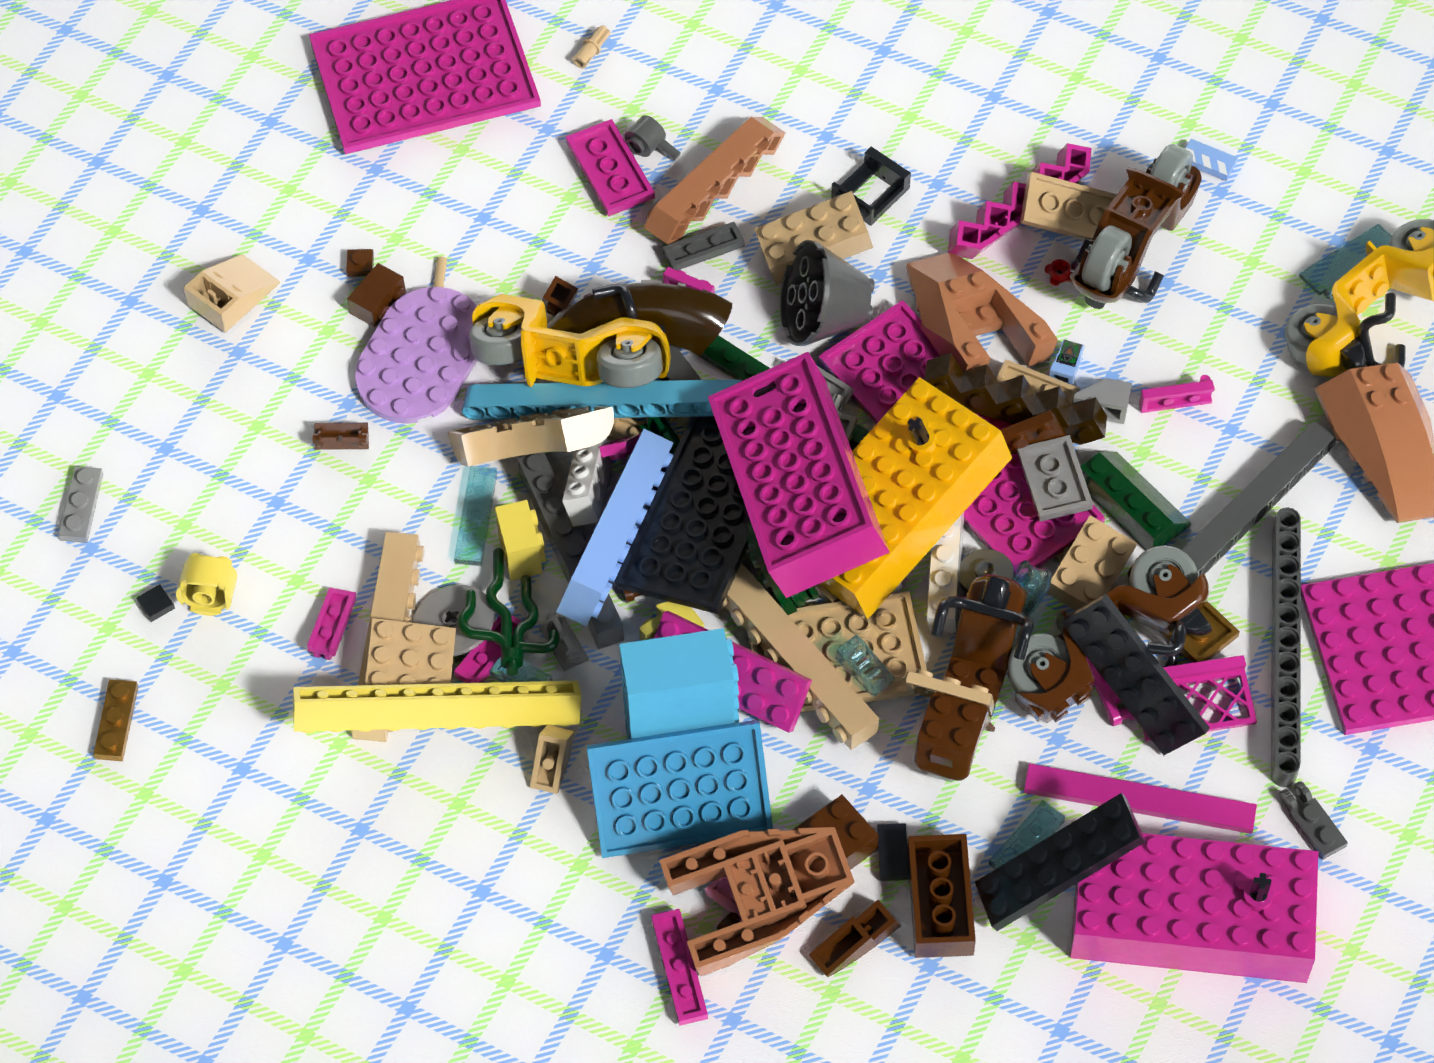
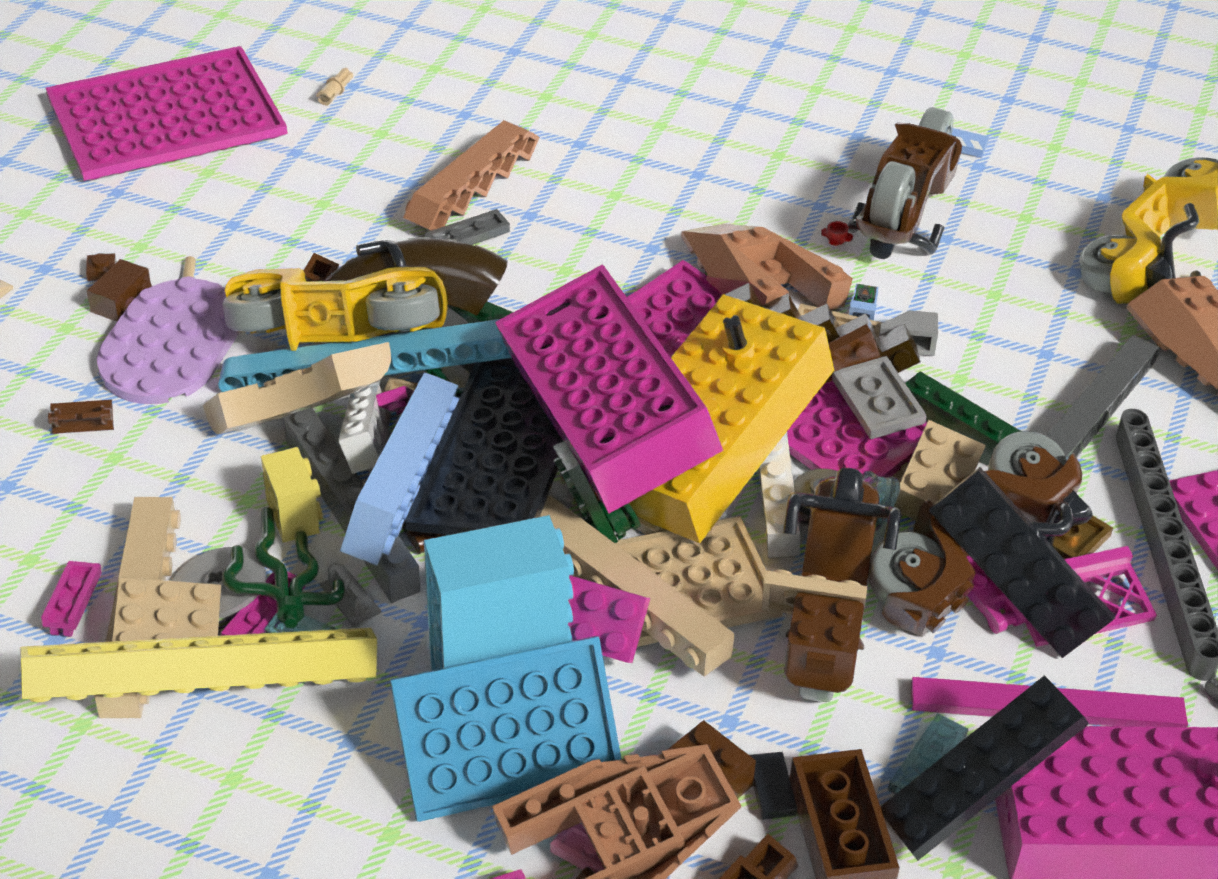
camera: 10 degrees left, 15 degrees down
(475, 516) = (238, 483): clear light blue tile -> none
(551, 758) = (345, 716): tan slope -> none
(610, 167) = (363, 175): dark pink plate -> none
(646, 136) = (398, 147): dark grey piece -> none
(822, 295) = (603, 236): dark grey cone -> none
(831, 223) = (582, 213): tan piece -> none
(863, 651) = (693, 571): clear light blue slope -> none
(884, 168) = (636, 159): black panel -> none
(998, 219) = (785, 177): dark pink brick -> none
(1063, 206) = (831, 173): tan plate -> none
(1177, 396) = (984, 325): dark pink hinge -> none
(1331, 268) = (1108, 217): clear light blue windscreen -> none

